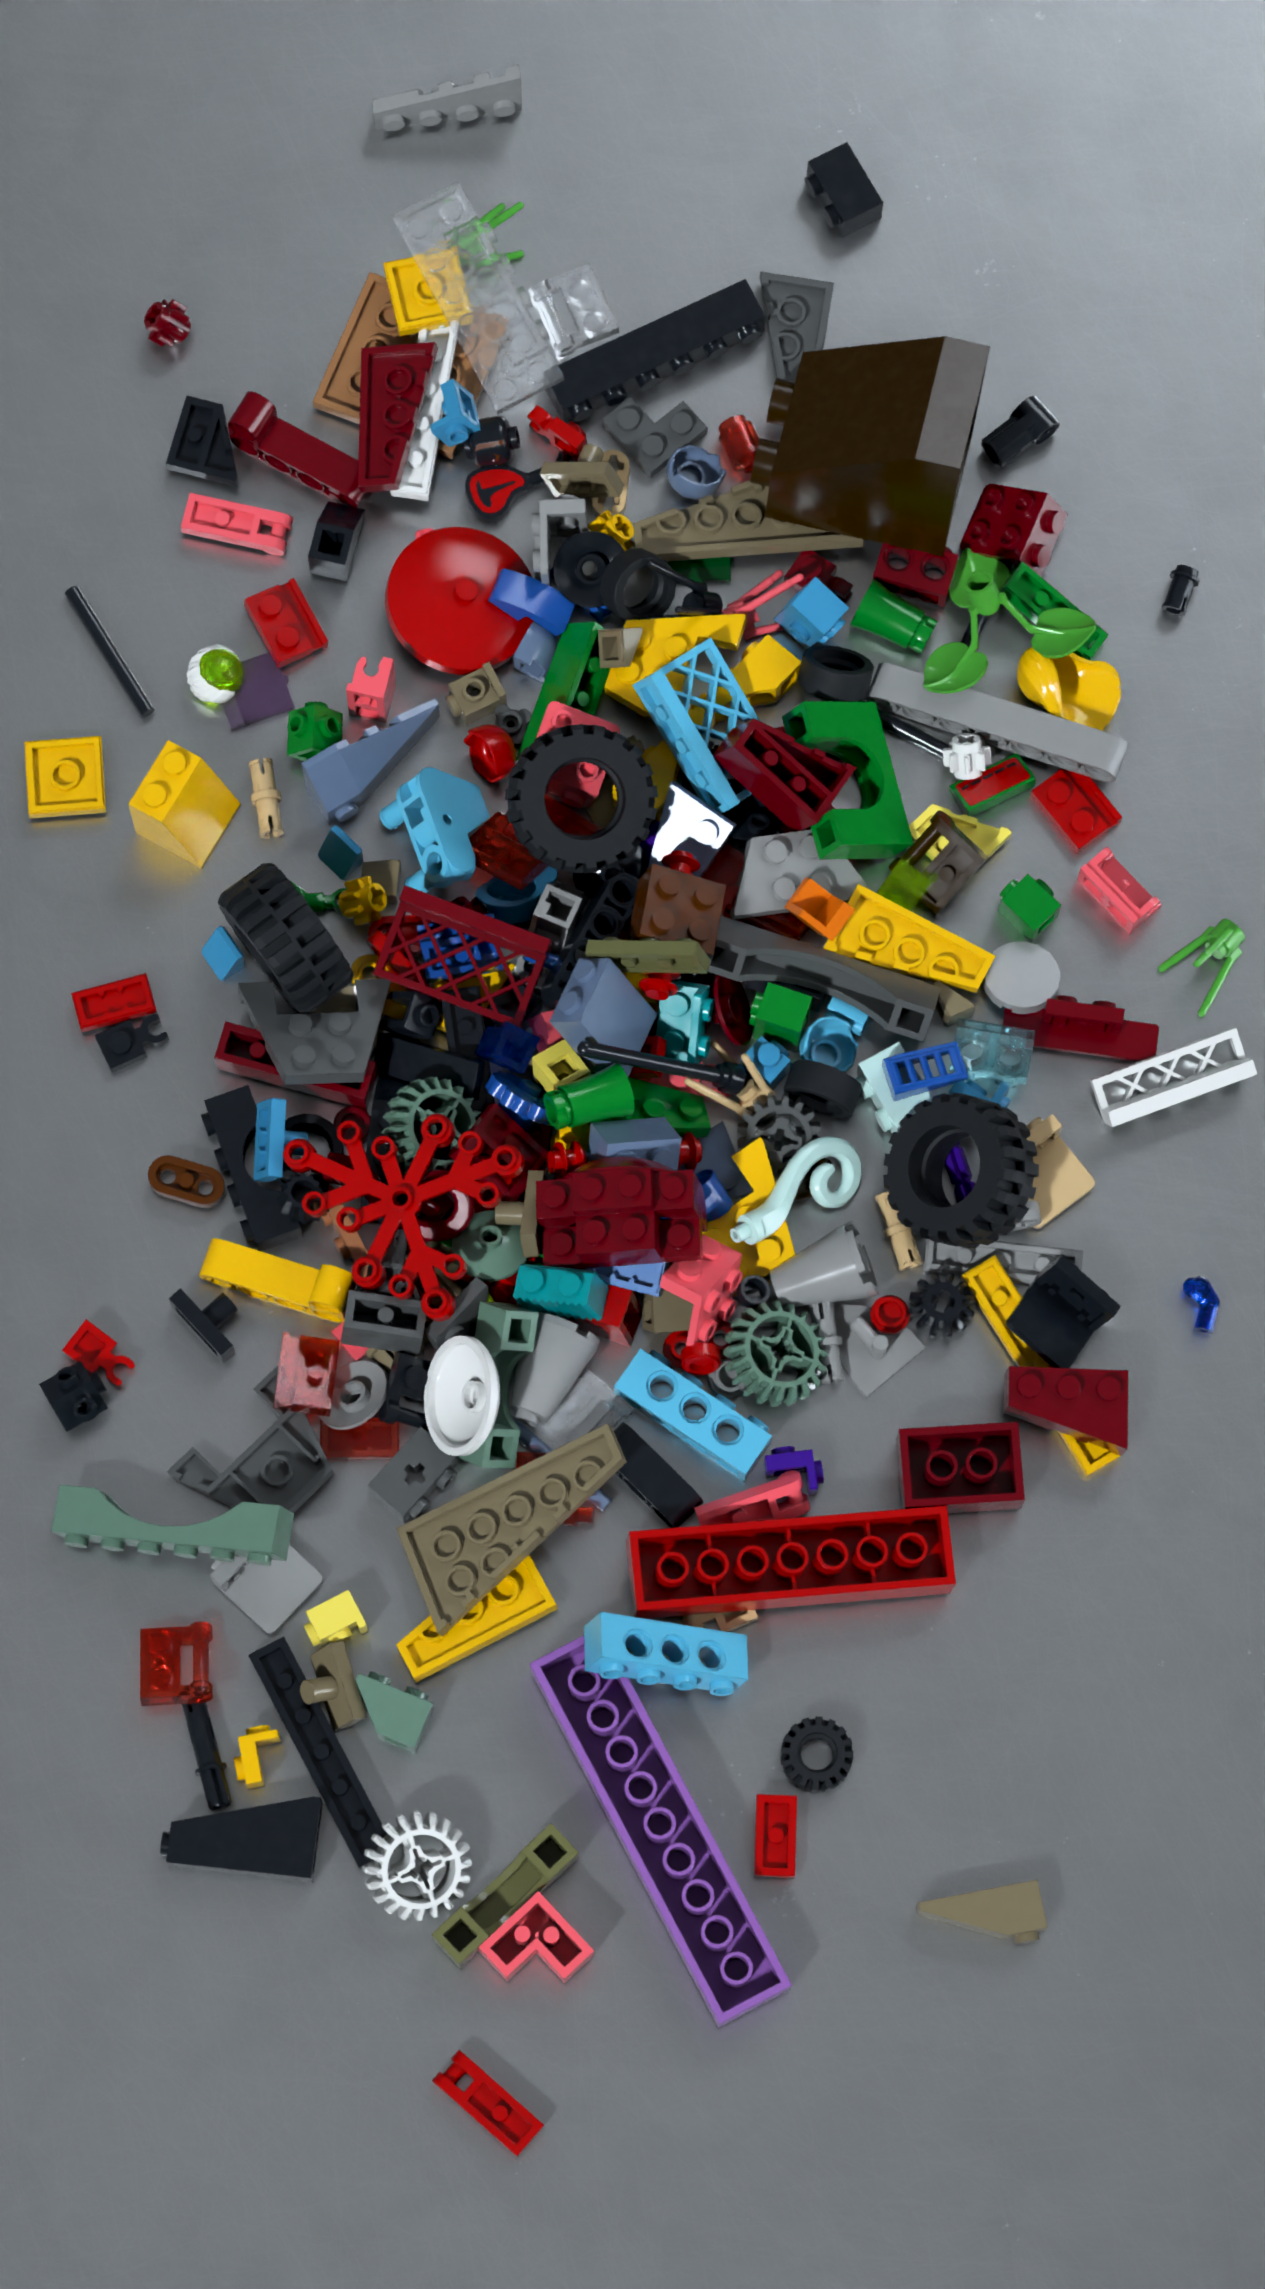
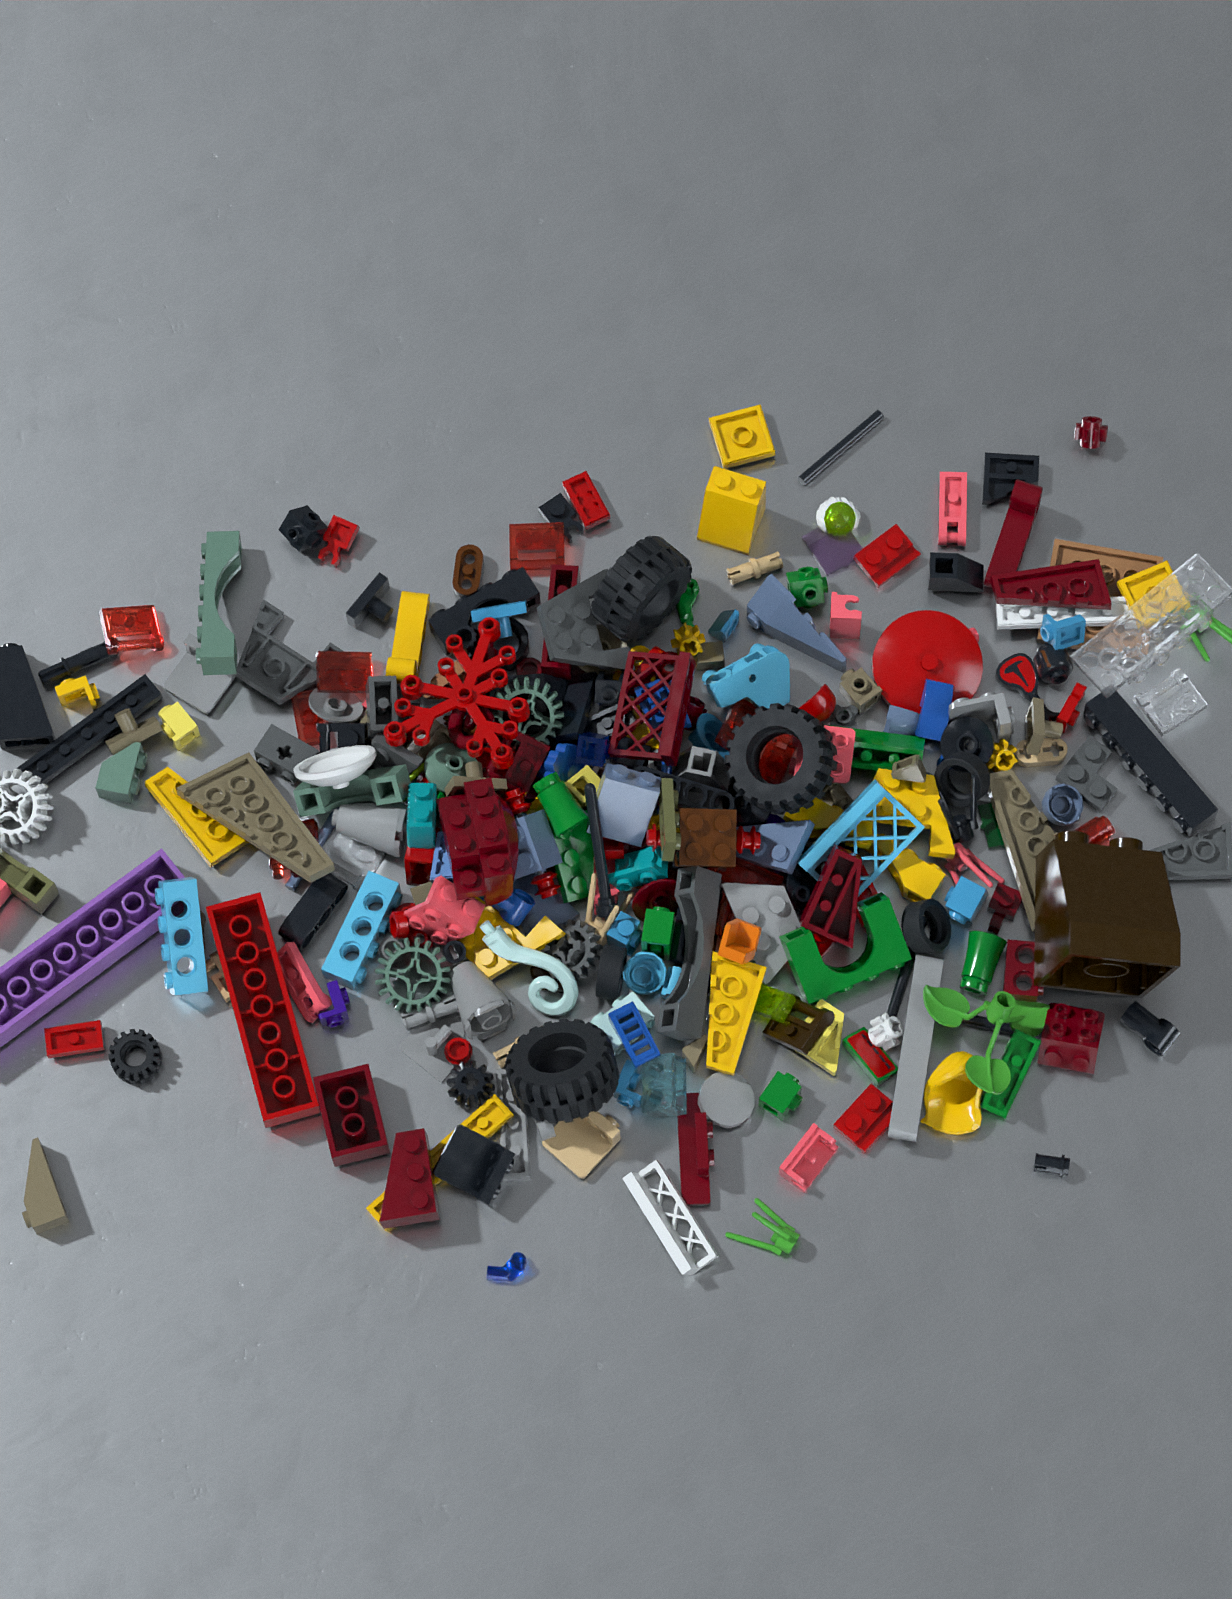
camera: 85 degrees right, 5 degrees down
(160, 1078) = (536, 538): none -> clear red plate

